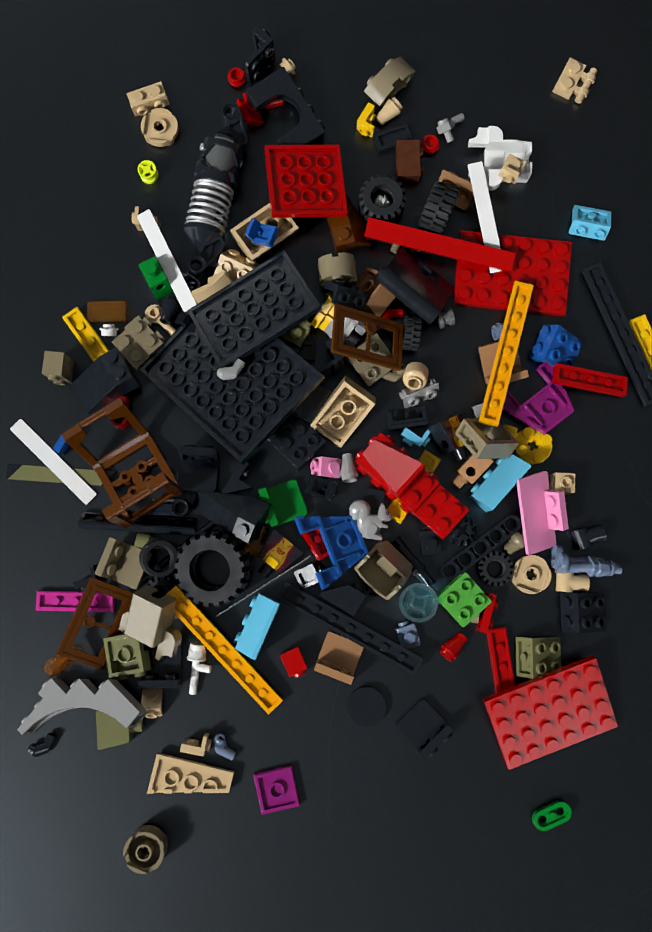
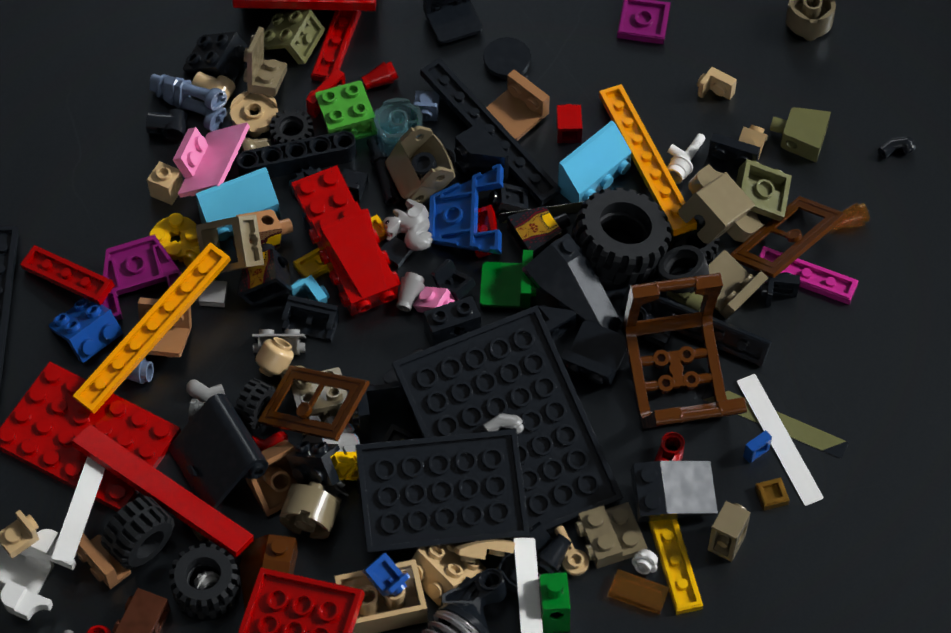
camera: 155 degrees left, 25 degrees down
(44, 416) = (772, 494): none -> pearl gold tile
(108, 698) = (798, 149): light grey arch -> none
(187, 776) = (749, 67): tan wing -> none
(221, 747) = (689, 75): sand blue arm -> none
(343, 411) = (372, 349): tan slope -> none
(381, 569) = (423, 163): none -> black tile
(457, 334) = (201, 392): none -> light grey arm
(542, 610) = (262, 75): none -> dark tan bracket

